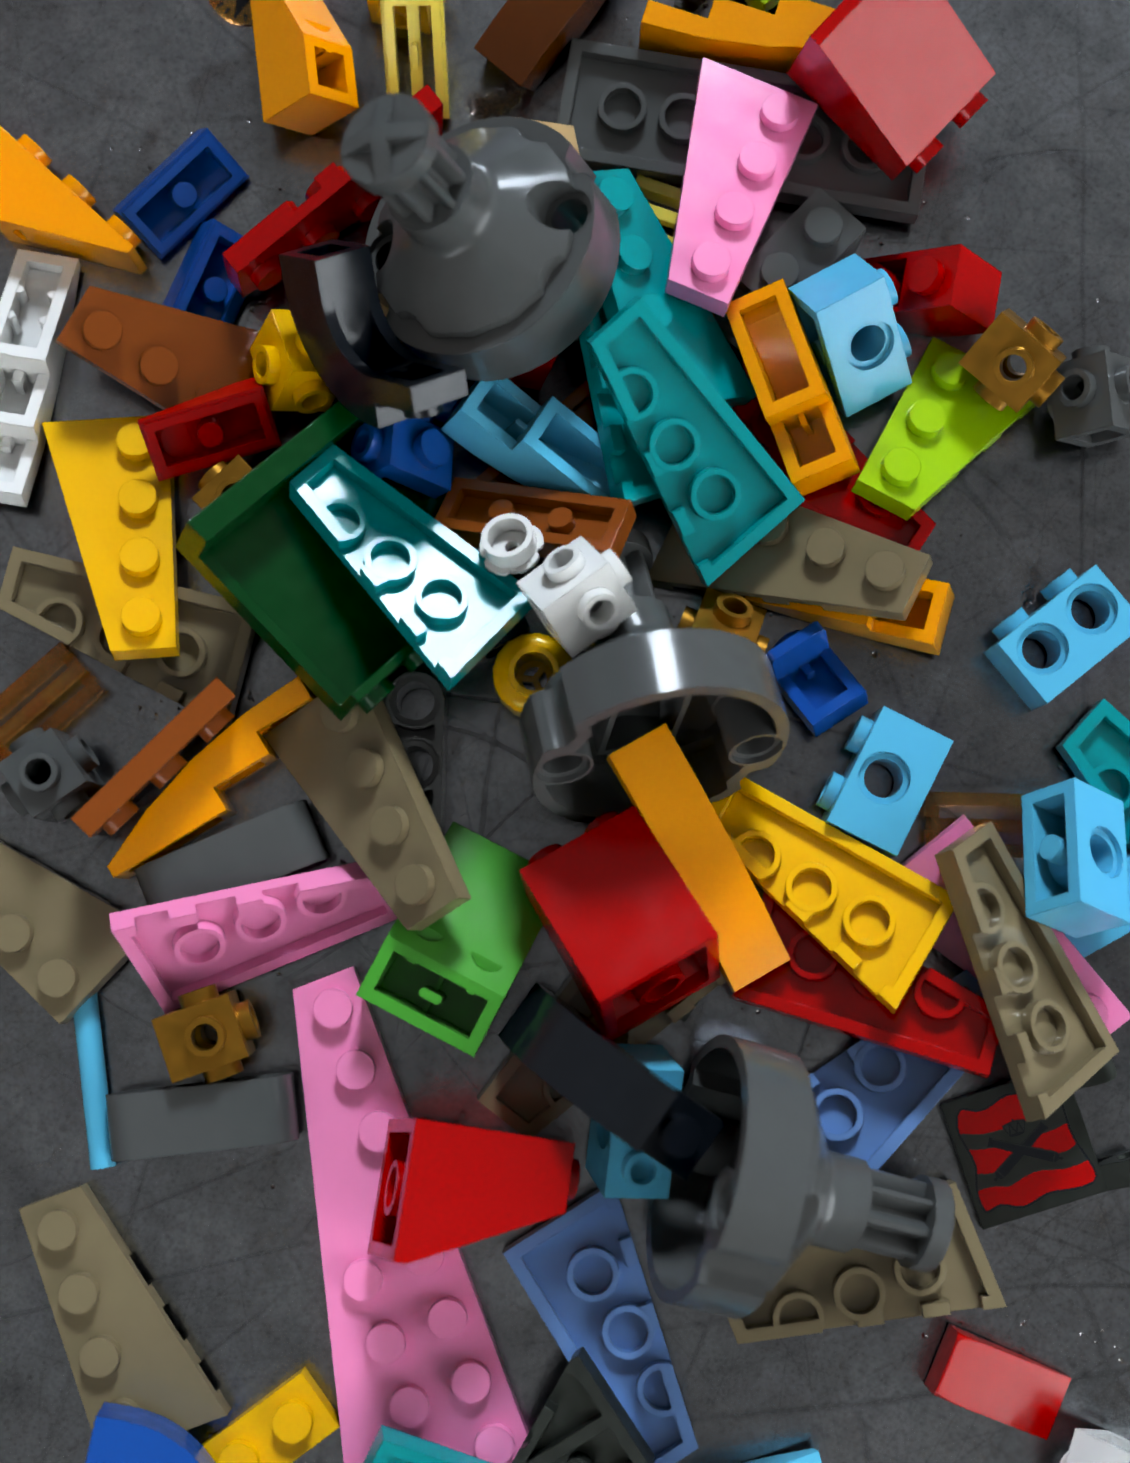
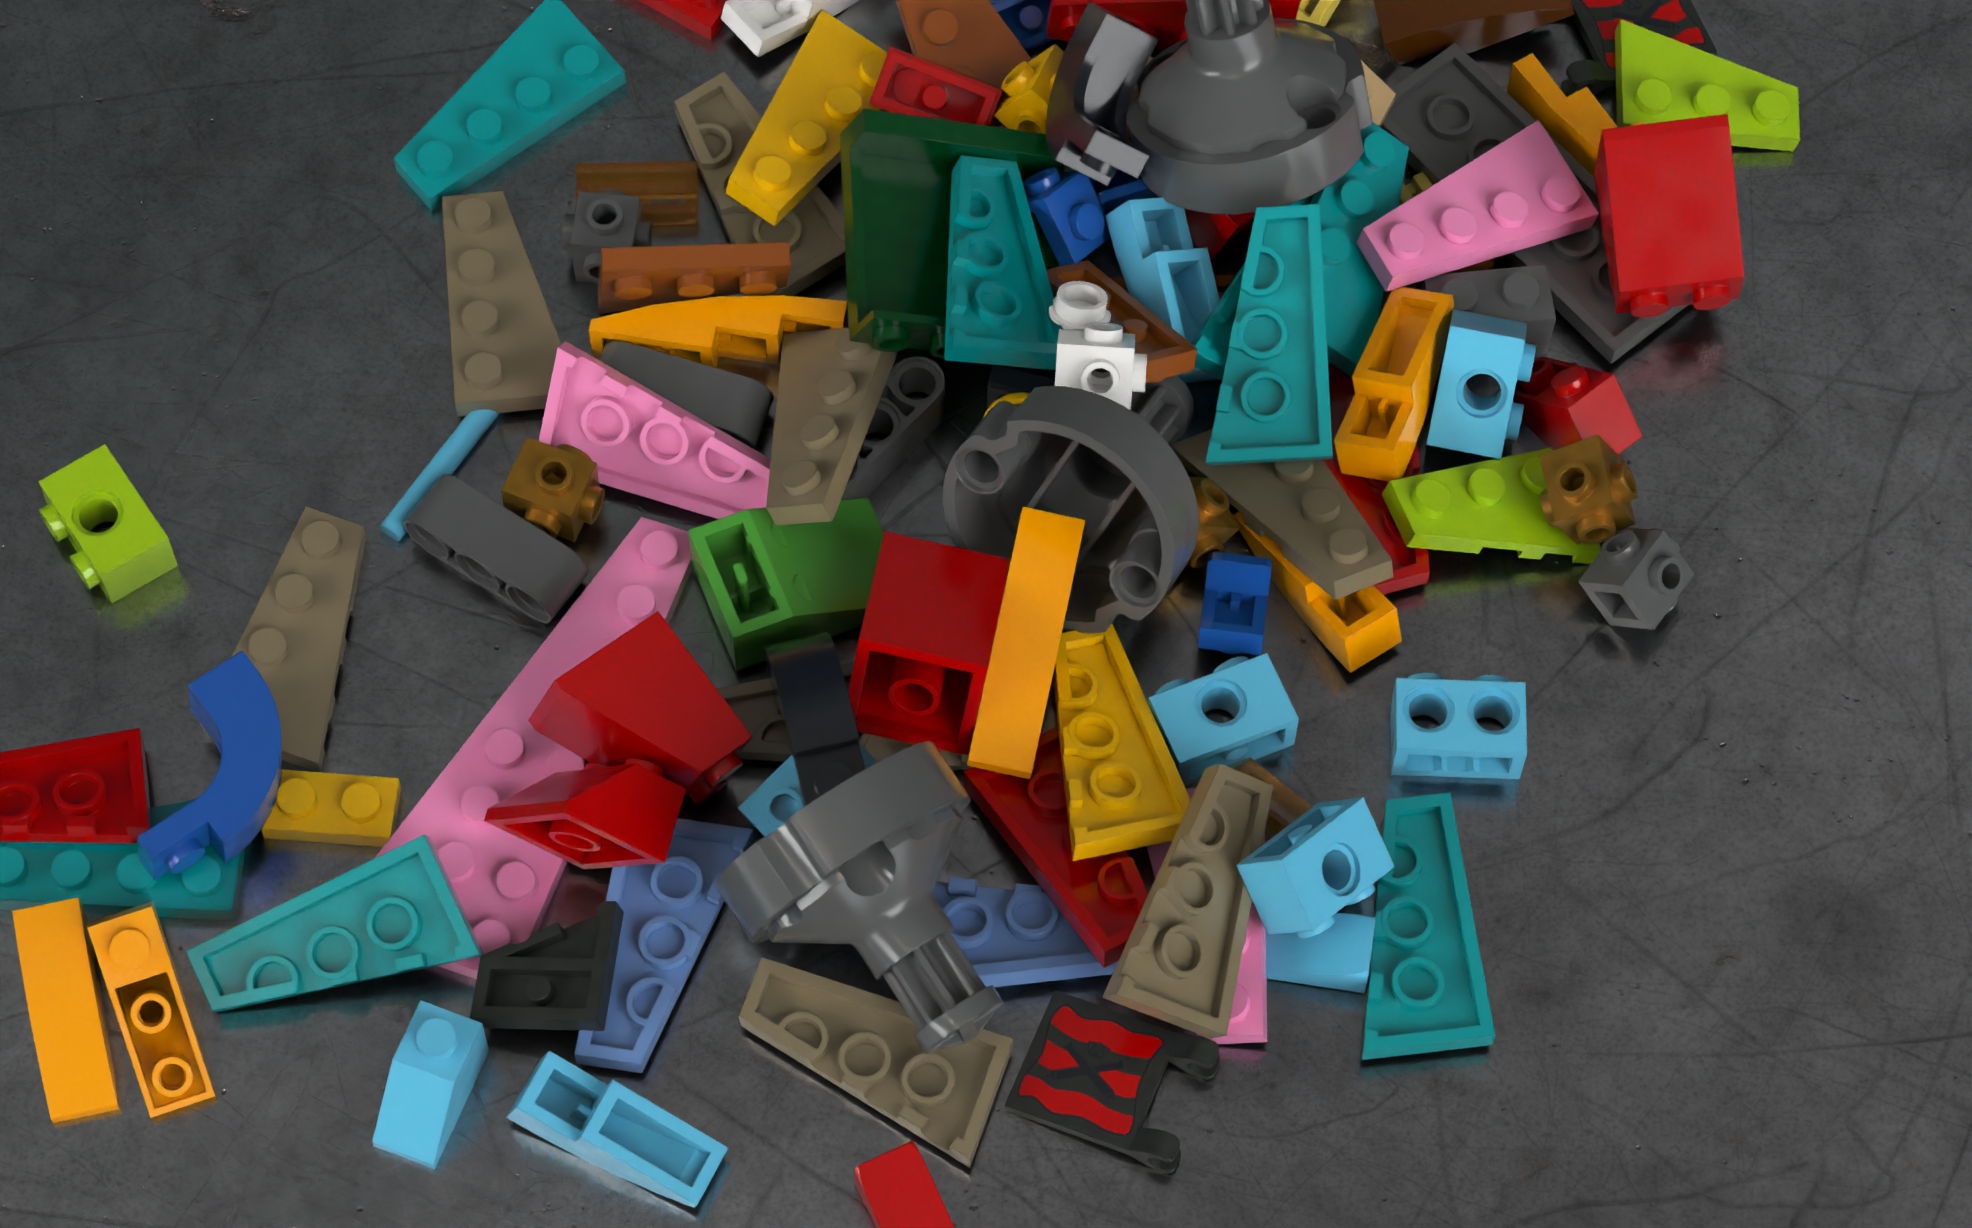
camera: 40 degrees right, 20 degrees down
(496, 1305) = (596, 814): none -> red slope

